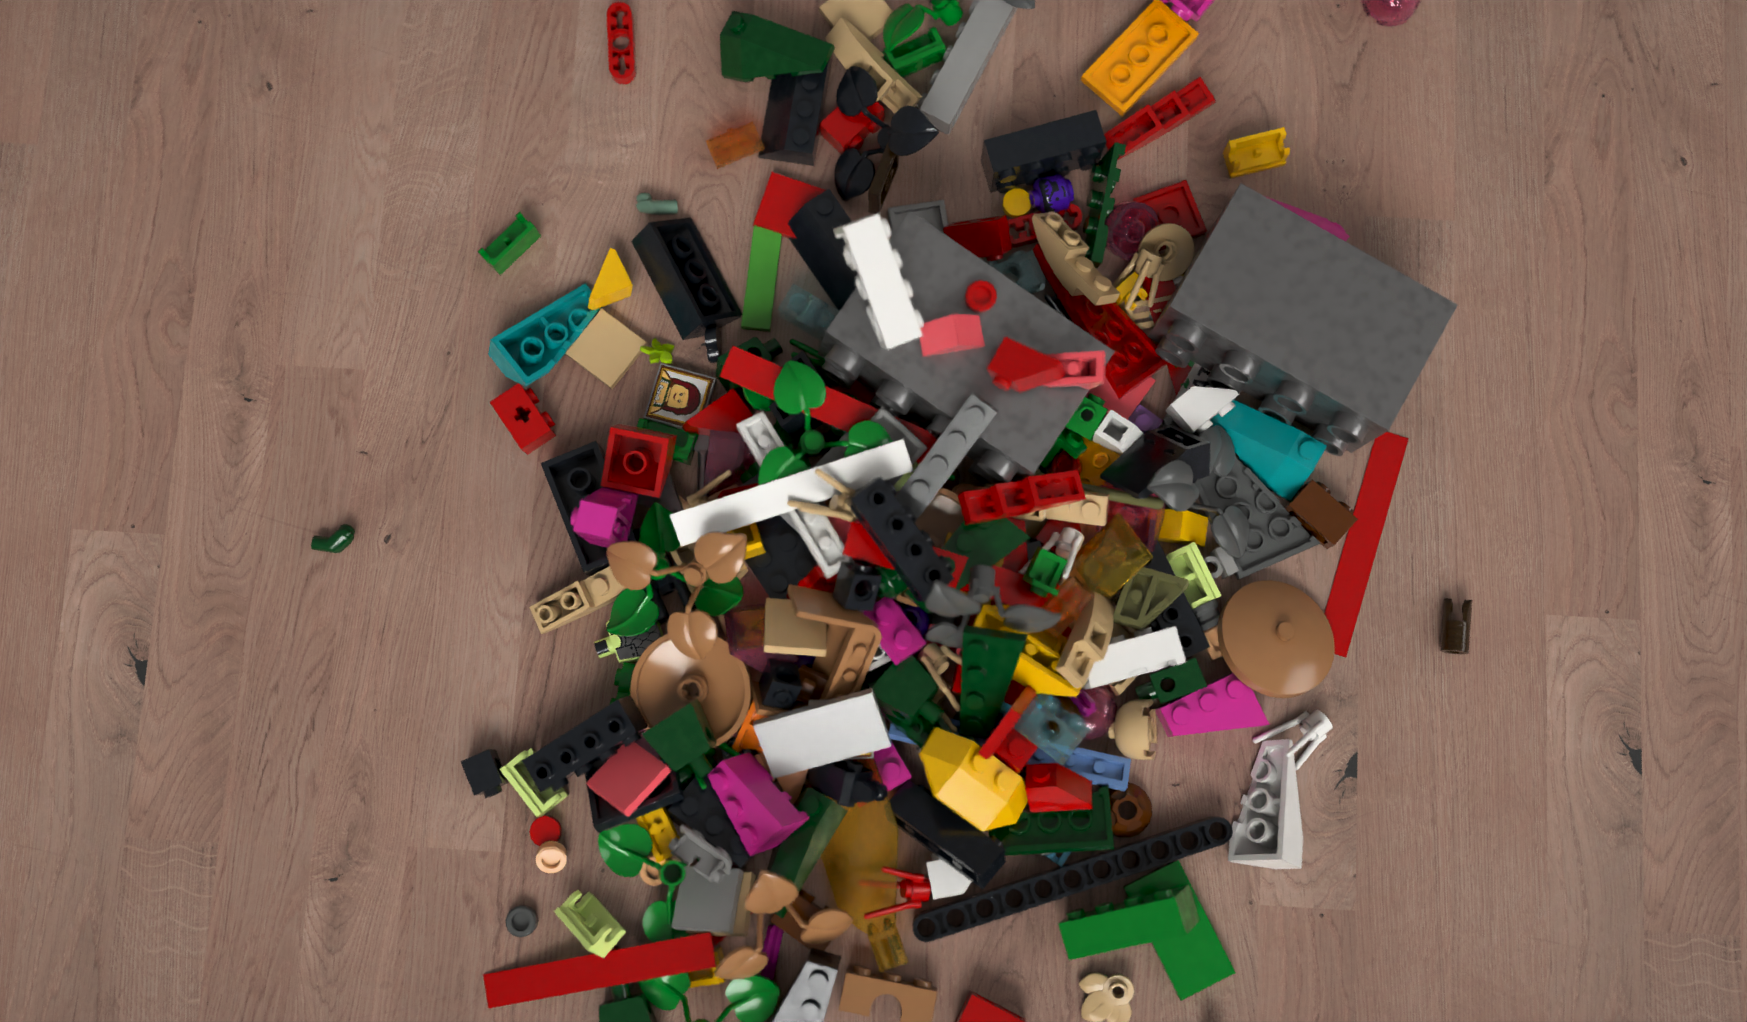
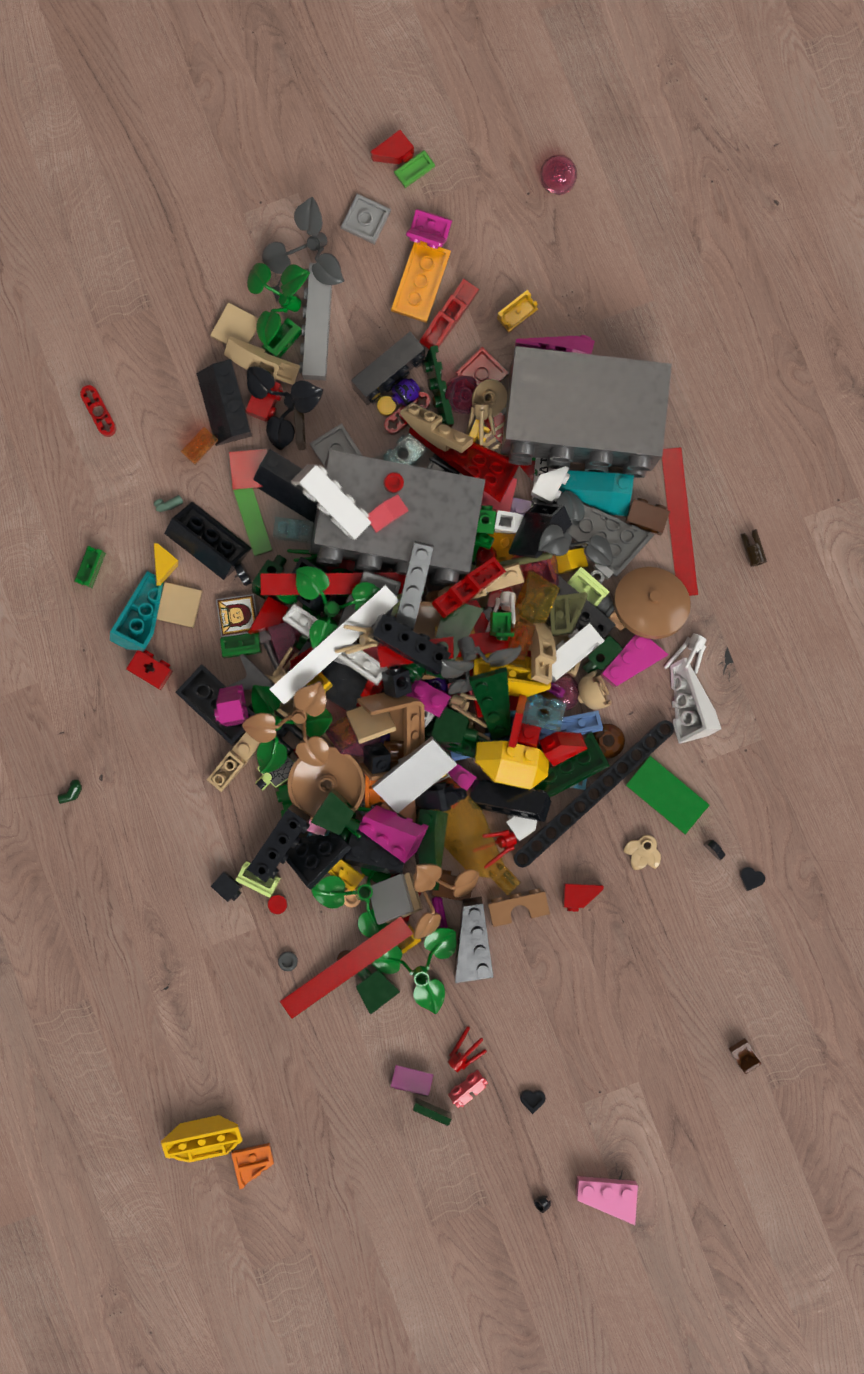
camera: 25 degrees left, 5 degrees up
(551, 857) = (288, 917): light nougat tile -> none
(590, 923) = (329, 943): yellowish green hinge -> none
(628, 777) = (313, 850): coral tile -> none
(638, 460) = (232, 664): red slope -> none
(658, 352) = (212, 594): lime plant -> none
(712, 860) = (367, 872): light grey hinge -> none
(763, 48) = (190, 379): dark green wedge -> none
(982, 236) = (374, 437): red slope -> none
(1022, 367) = (436, 514): red slope -> none
(1081, 369) = (466, 502): coral slope -> none
(1129, 923) = (636, 803): green wedge -> none

